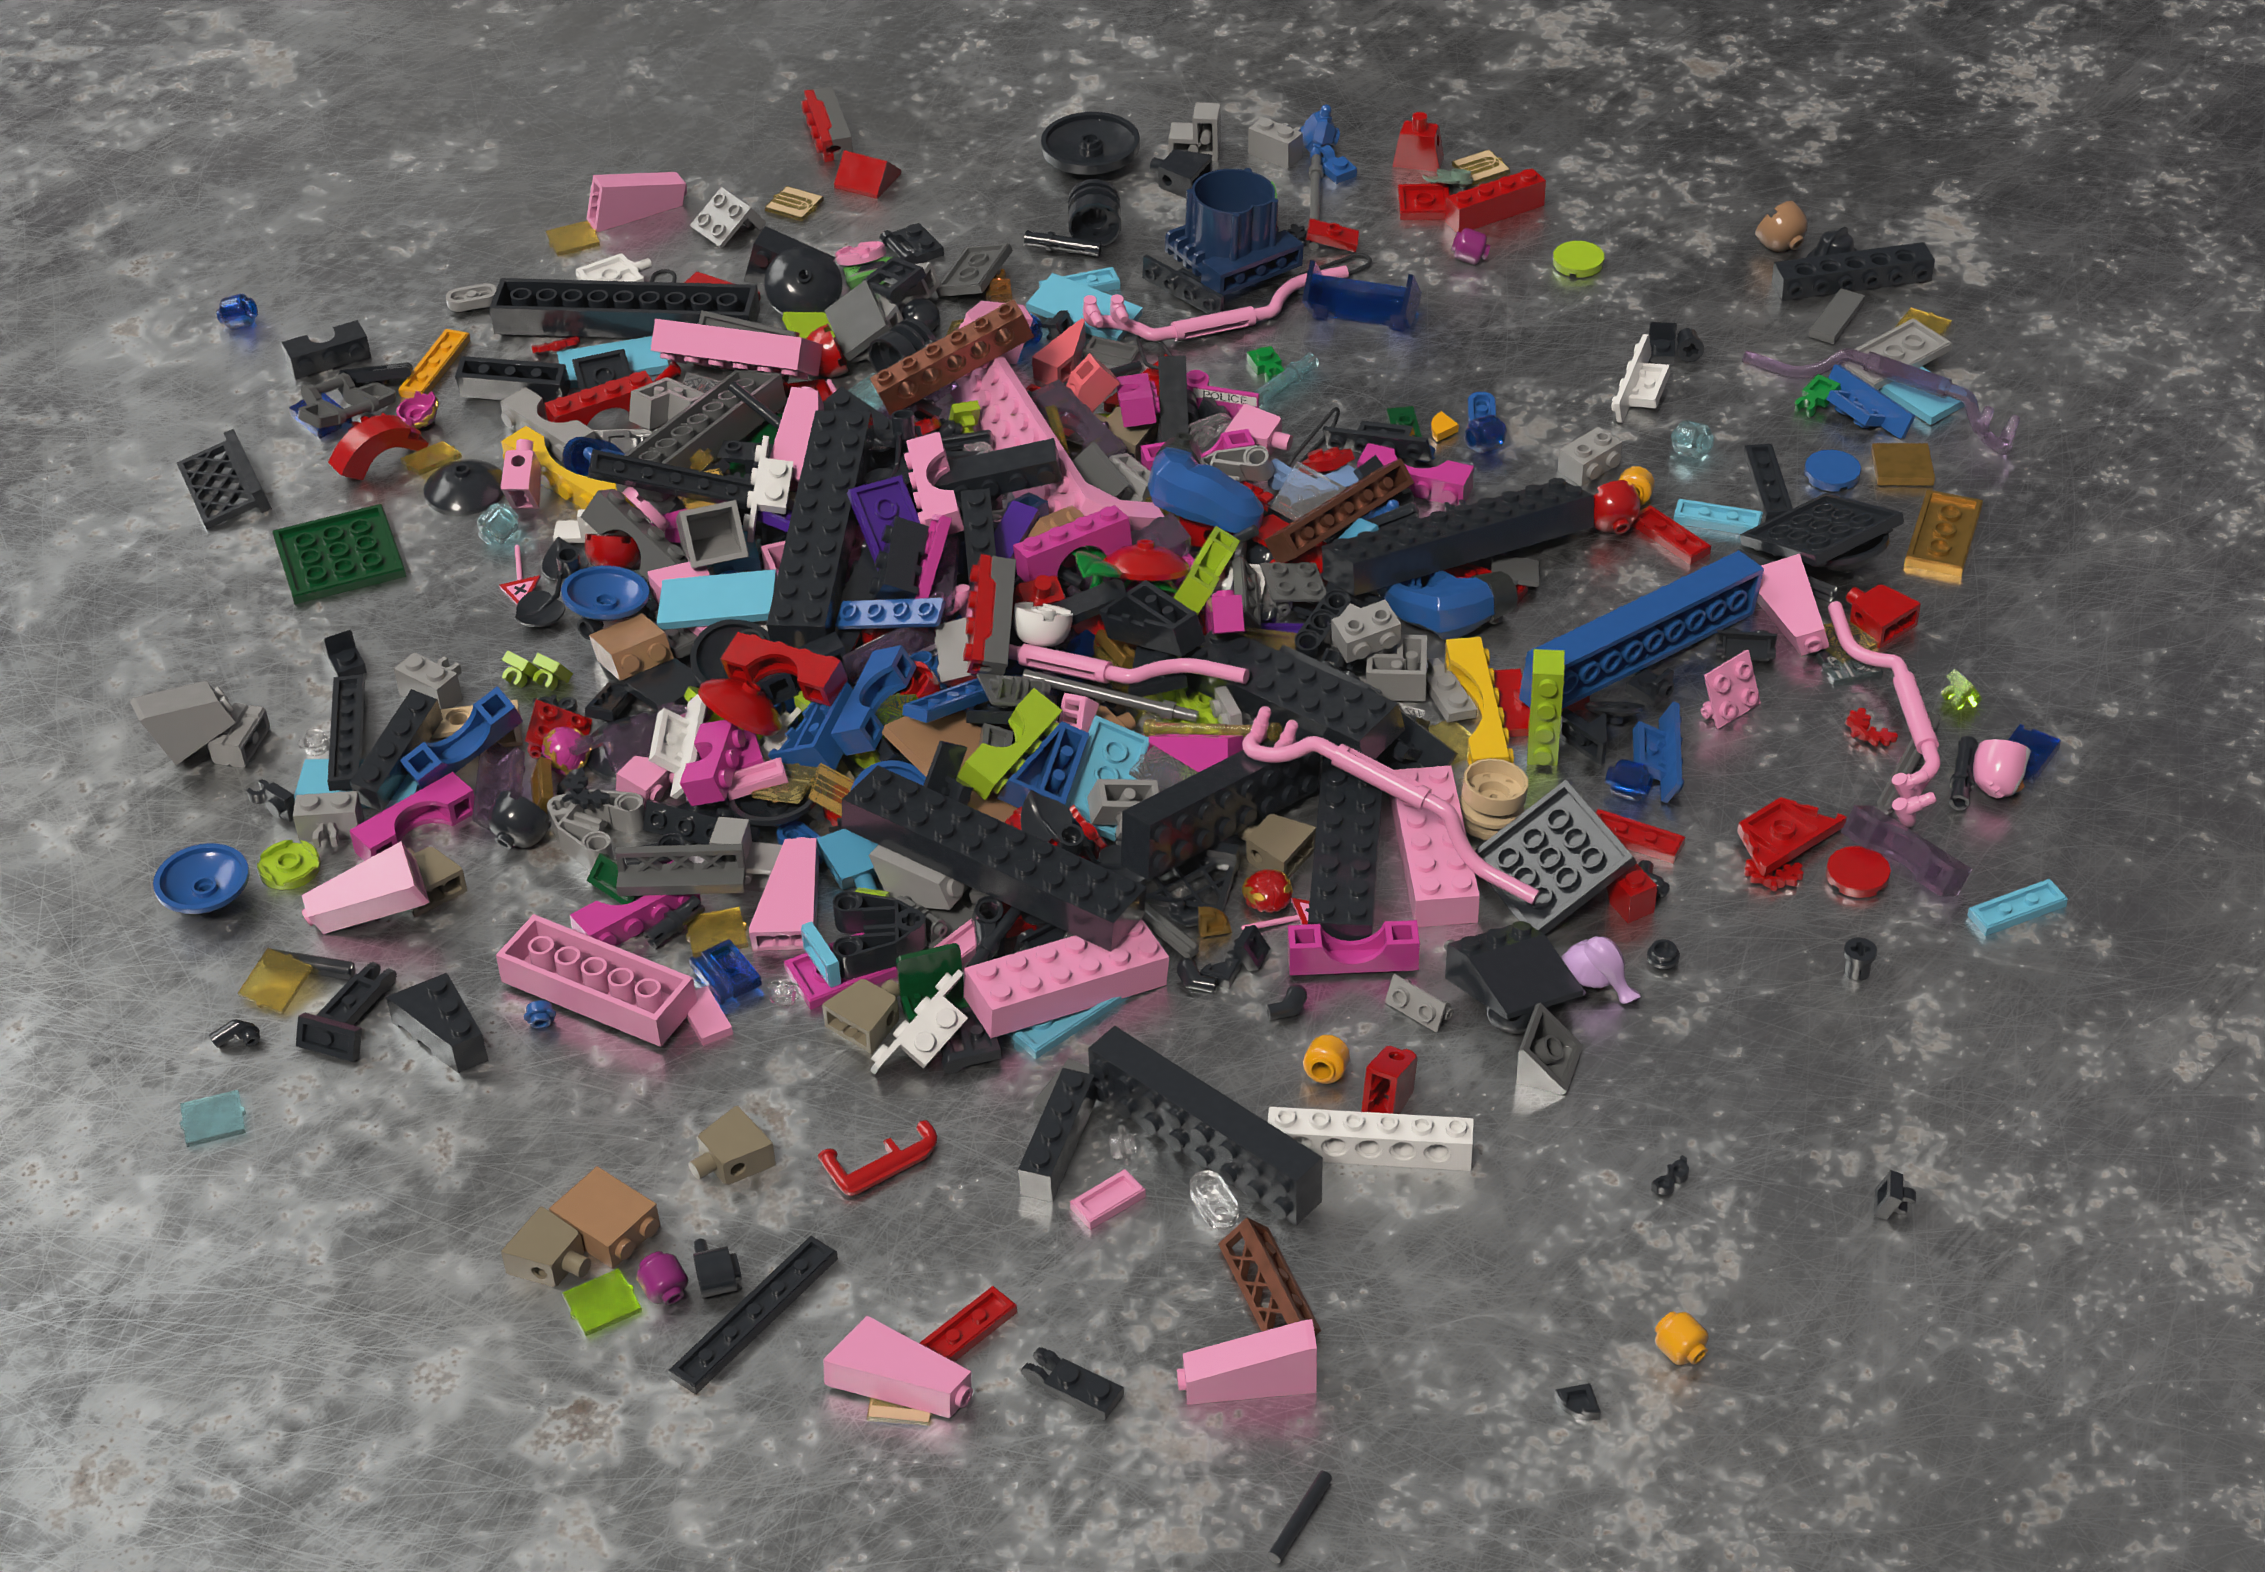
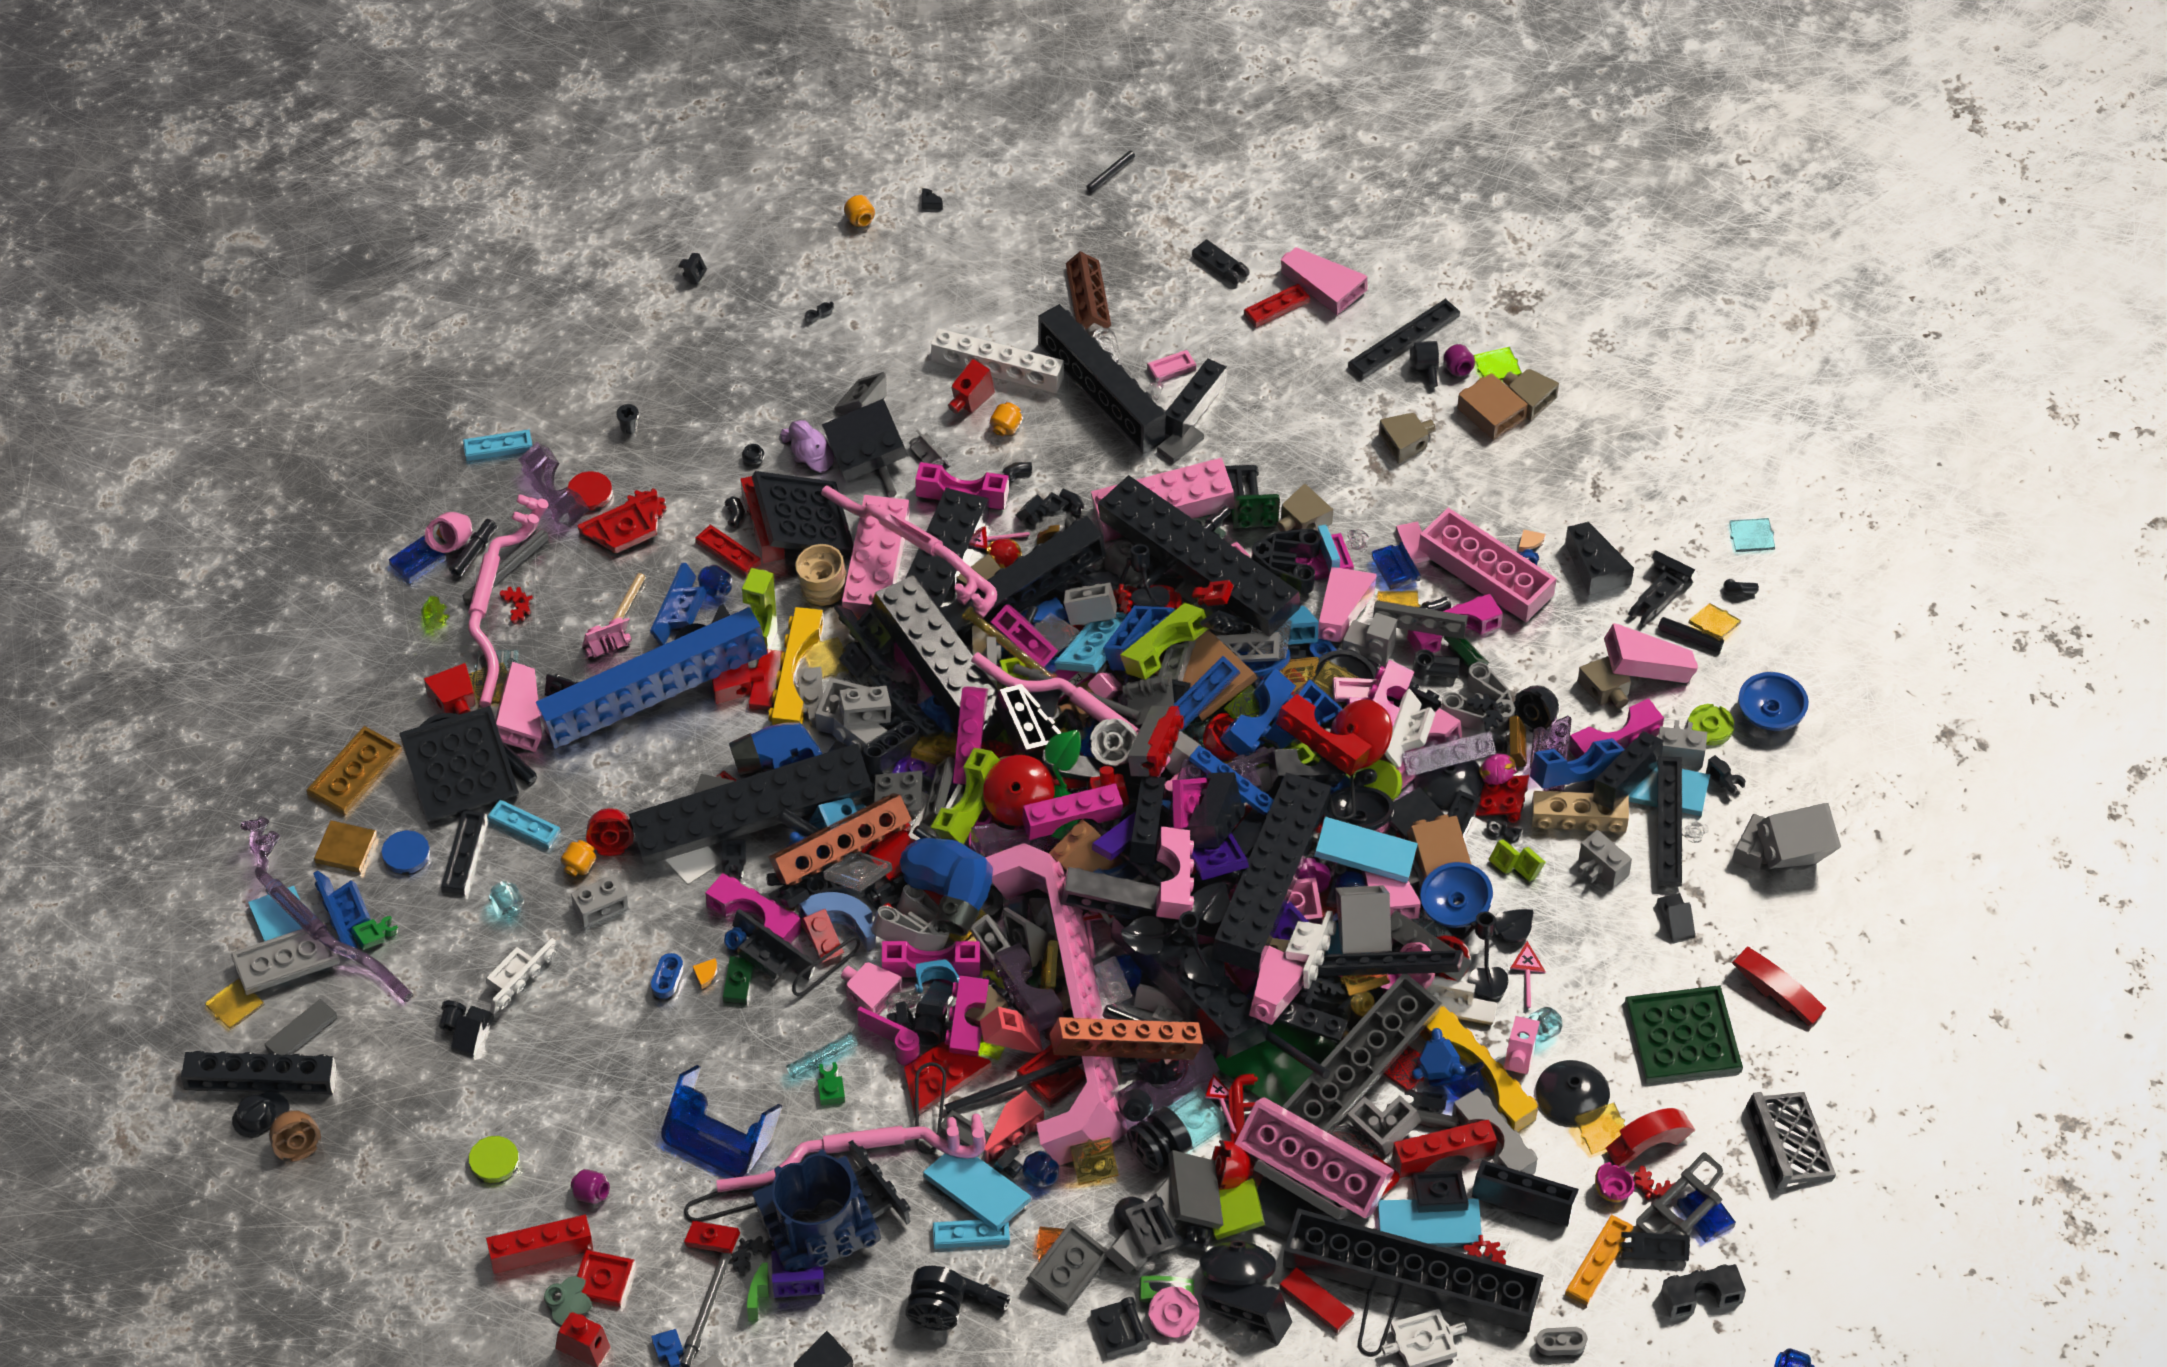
camera: 170 degrees left, 10 degrees up
(226, 601) = (1779, 984): none -> red slope
(536, 1045) = (1531, 540): none -> light nougat tile
(882, 1168) = (1310, 412): red piece -> none
(929, 1030) = (1271, 480): white bracket -> none
(954, 784) = (1215, 594): none -> red plate
(1198, 435) = (934, 970): none -> dark azure helmet
(1252, 1366) = (1114, 237): bright pink slope -> none
(1483, 166) = (525, 1321): piece -> none
(1485, 434) = (676, 941): clear blue head -> none
(1671, 535) = (568, 811): red tile -> none
(1732, 749) = (629, 597): none -> tan bar

